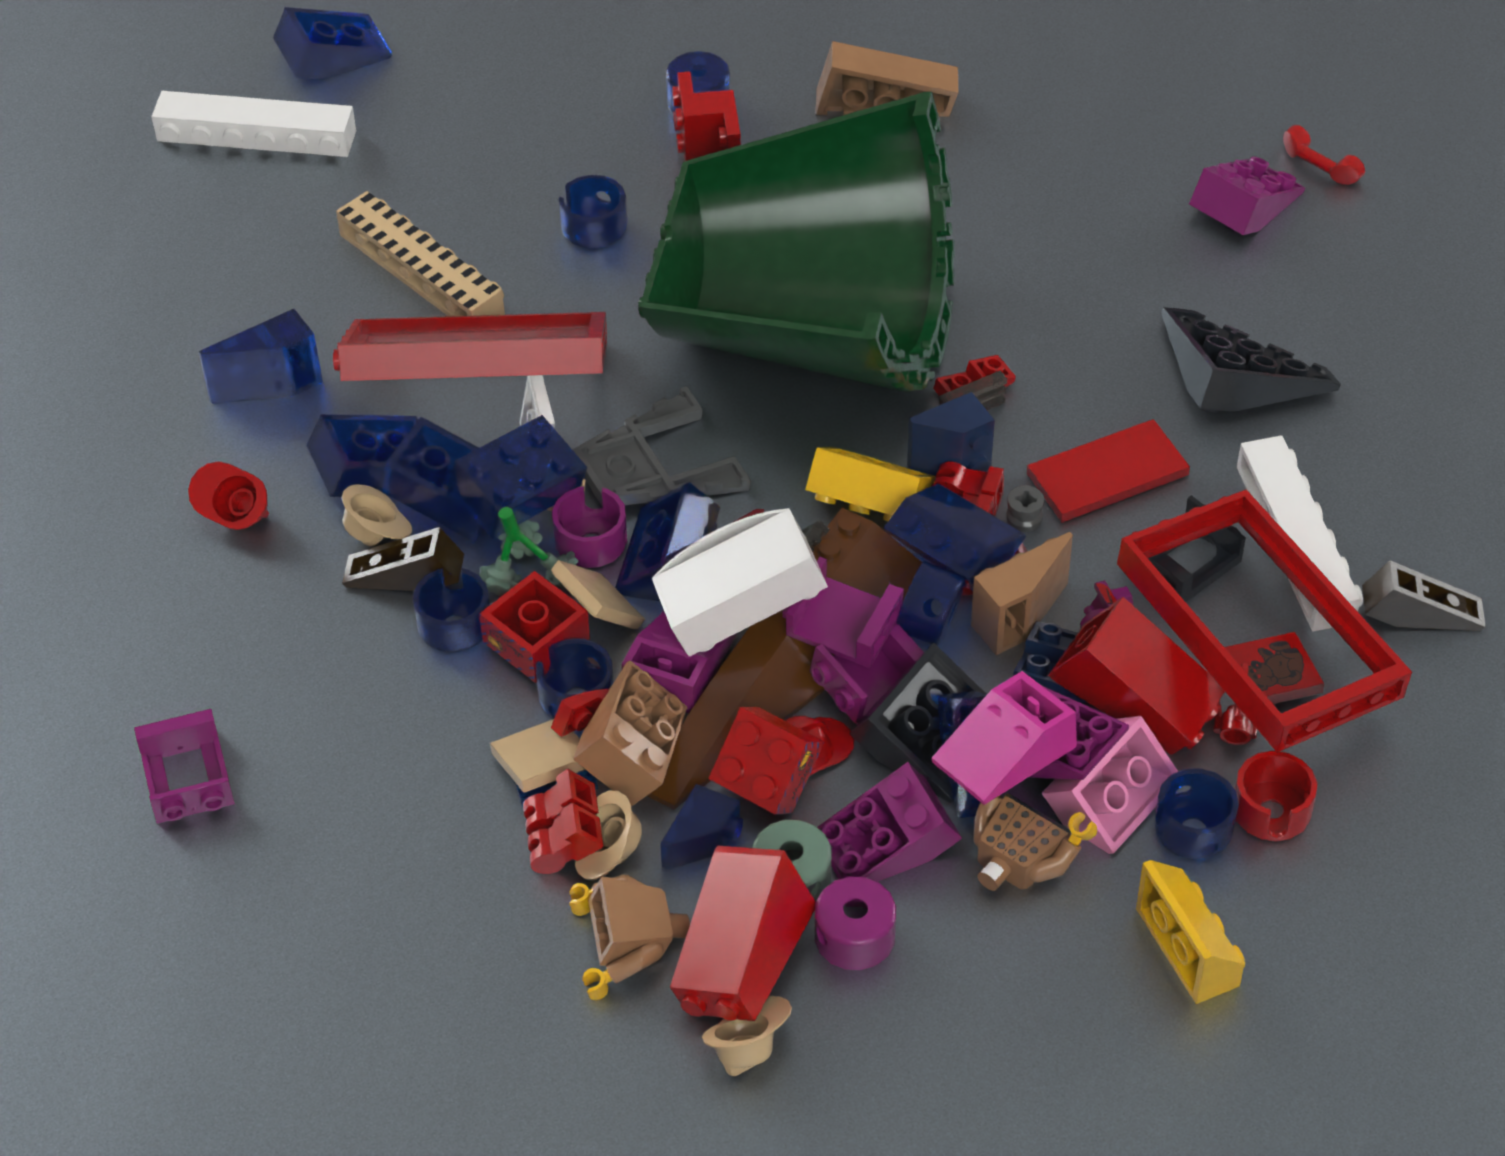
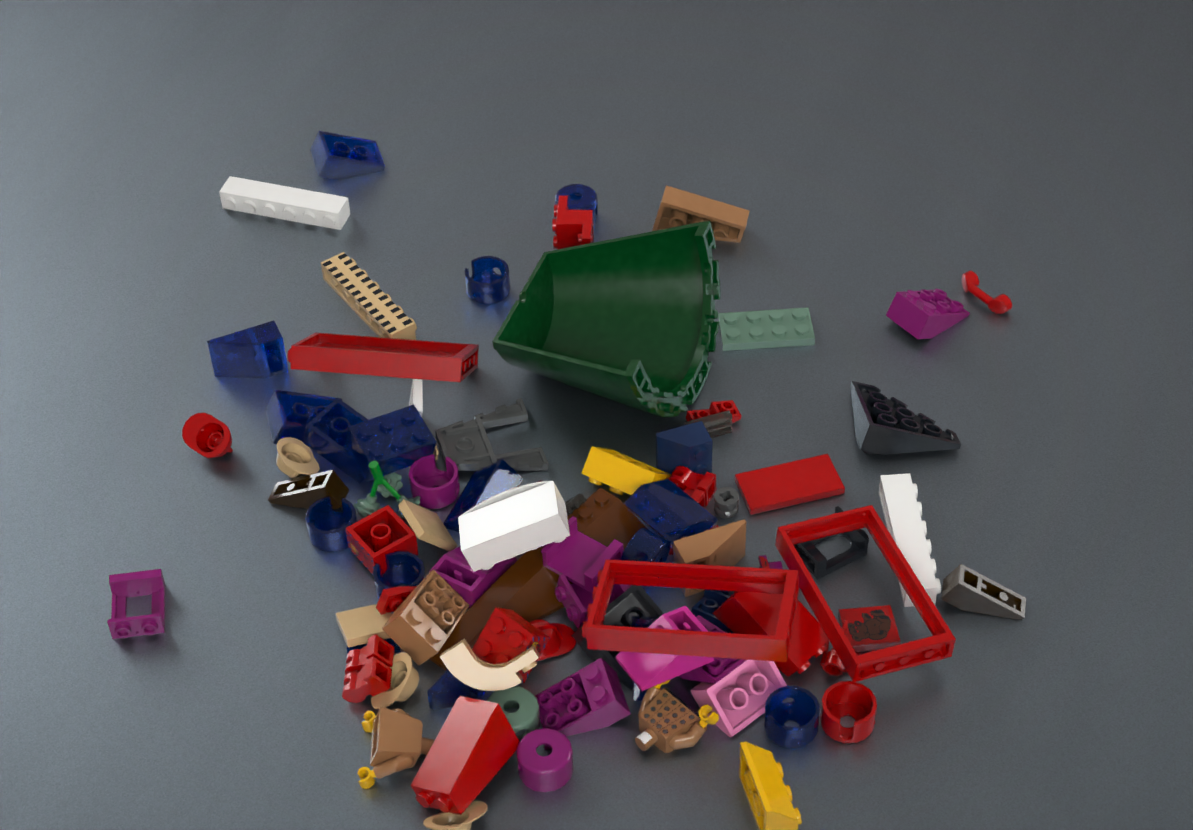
camera: 10 degrees right, 5 degrees down
(748, 809) = (485, 676): none -> tan arch
(1020, 242) = (766, 329): none -> sand green plate
(1046, 725) = (692, 642): none -> red door

